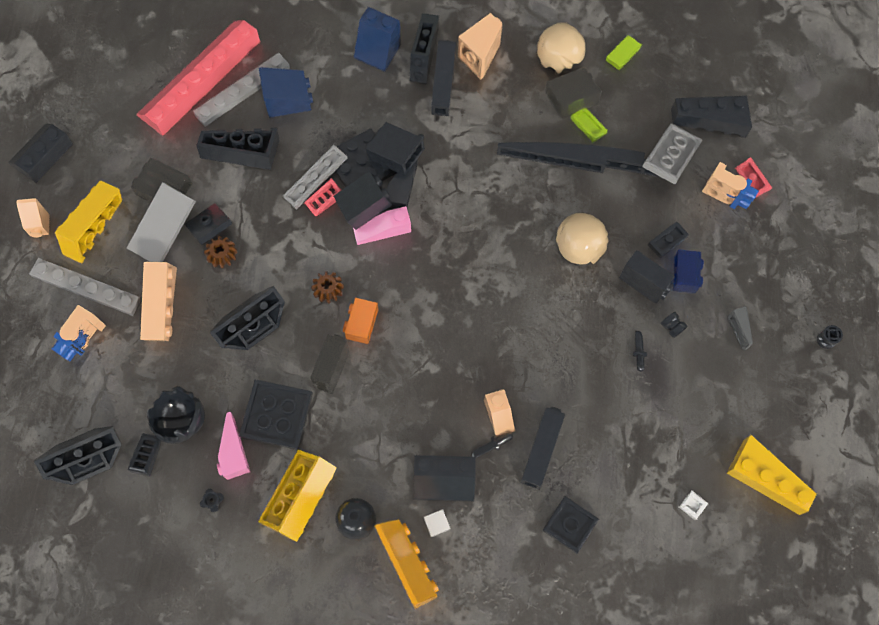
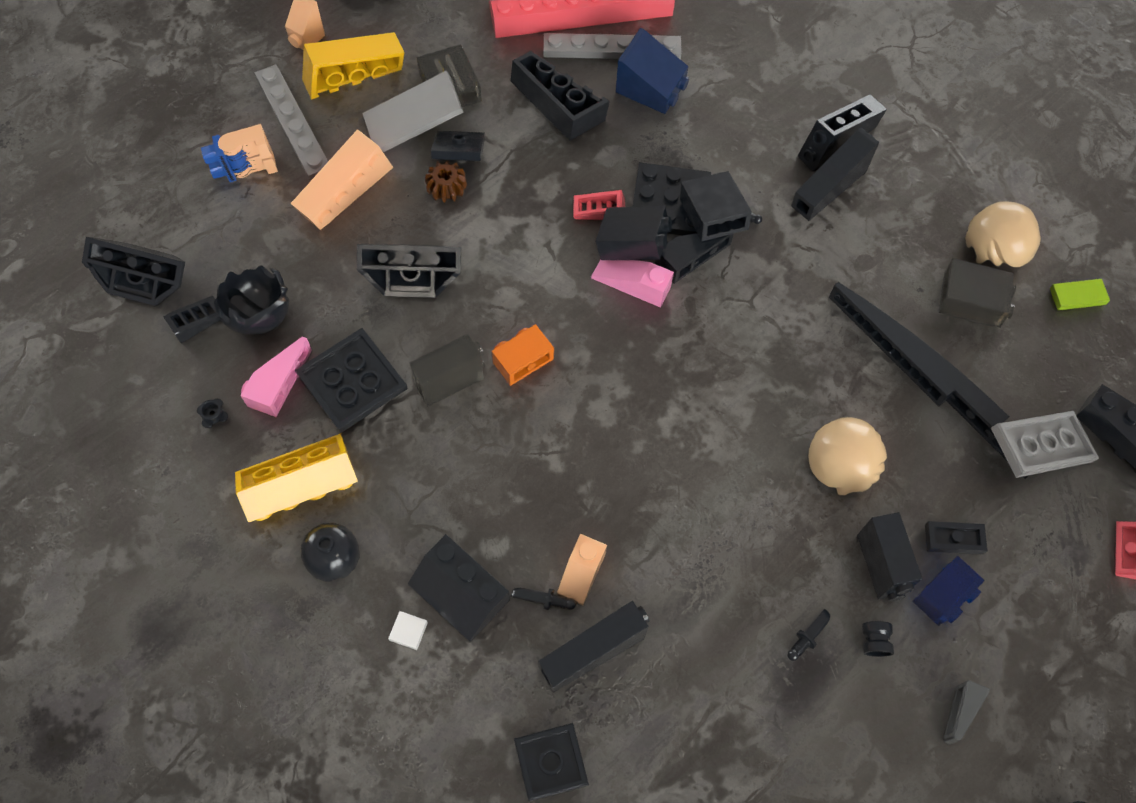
camera: 40 degrees right, 5 degrees down
(315, 177) = (607, 177): light grey tile -> none
(320, 287) = (519, 294): reddish brown gear -> none
(377, 39) = (796, 87): dark blue slope -> none
(406, 562) = (329, 640): light orange slope -> none
(480, 44) = (909, 168): light nougat slope -> none
(589, 124) = (967, 342): lime tile -> none
(730, 188) = (1087, 536): light nougat hips -> none

